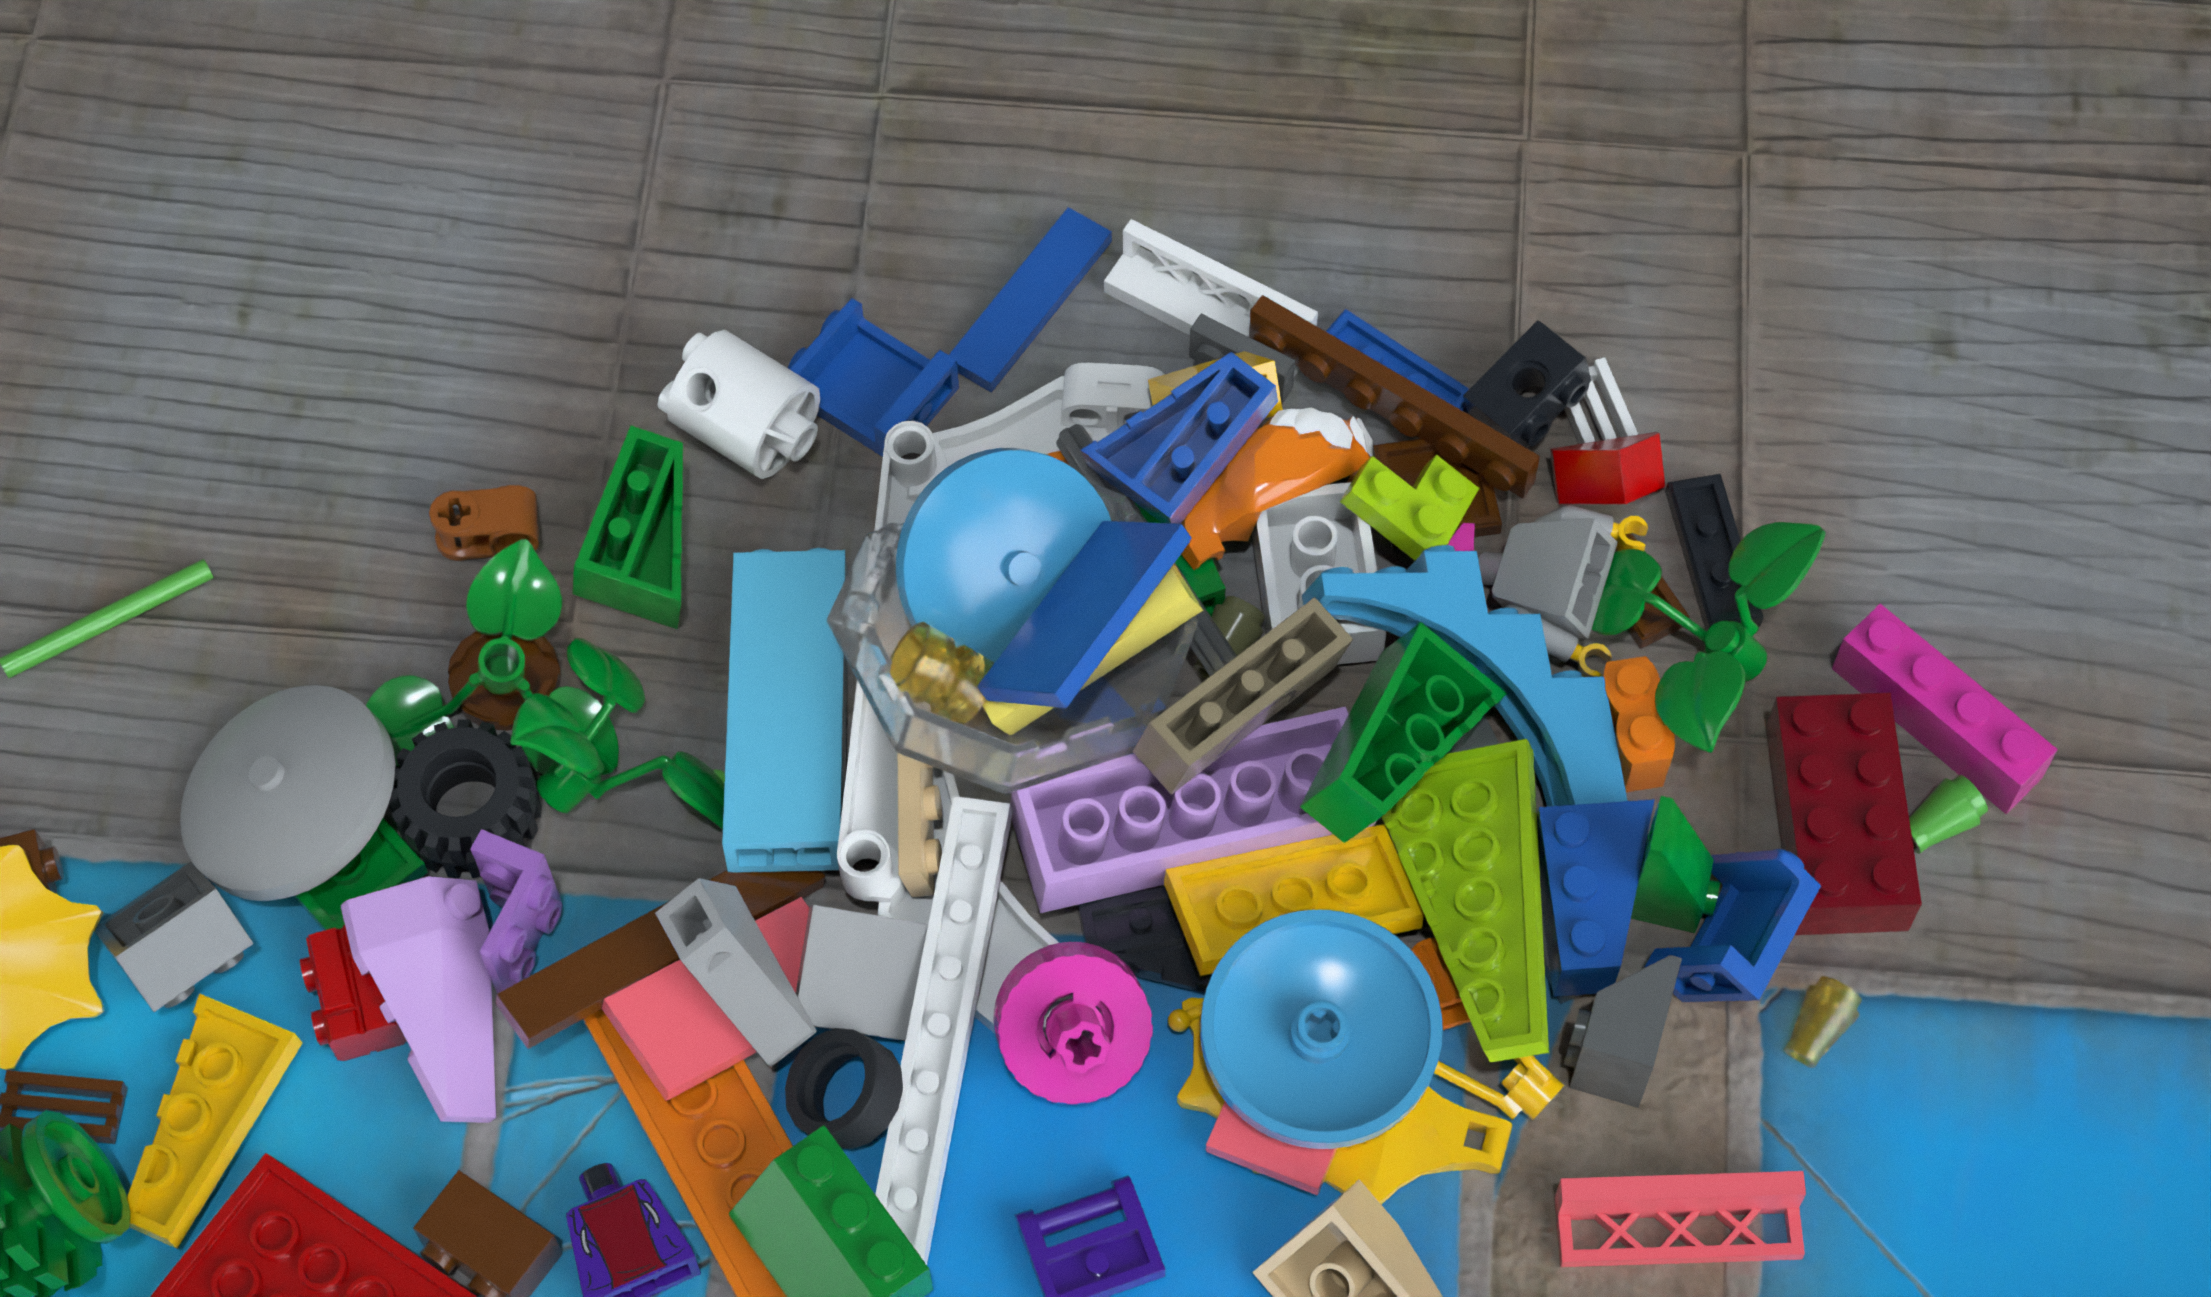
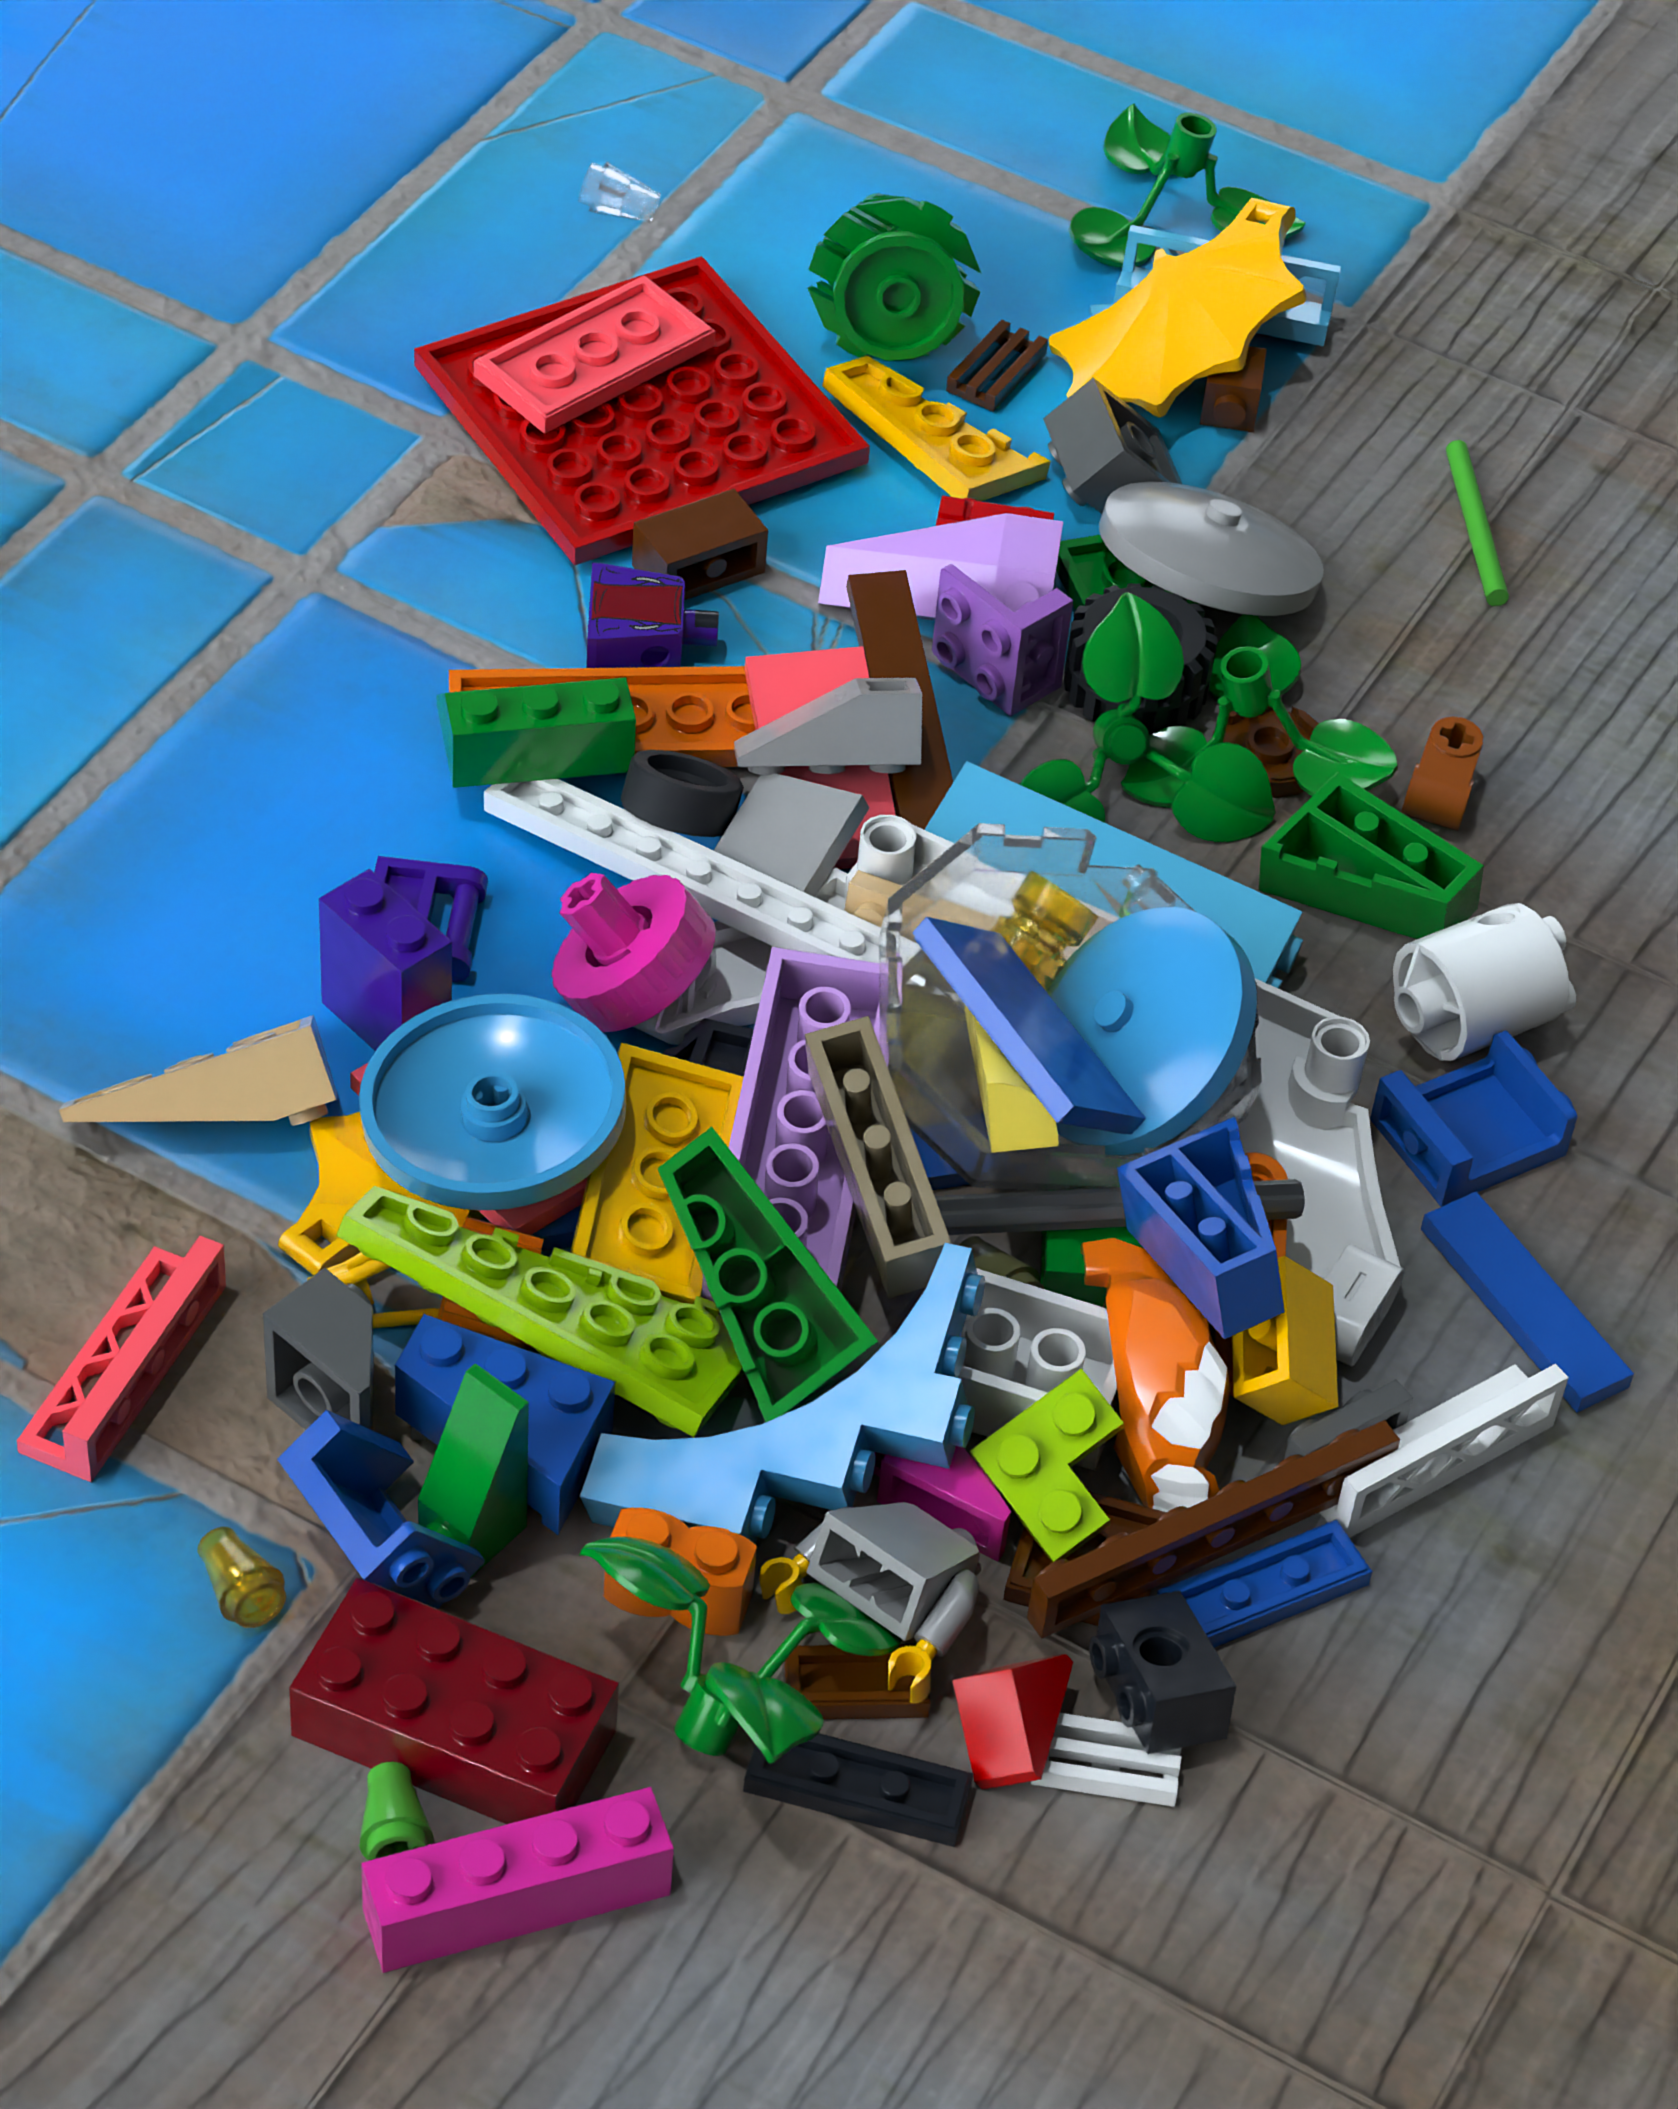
camera: 110 degrees right, 15 degrees down
(1212, 1201) = (379, 958): none -> dark purple brick

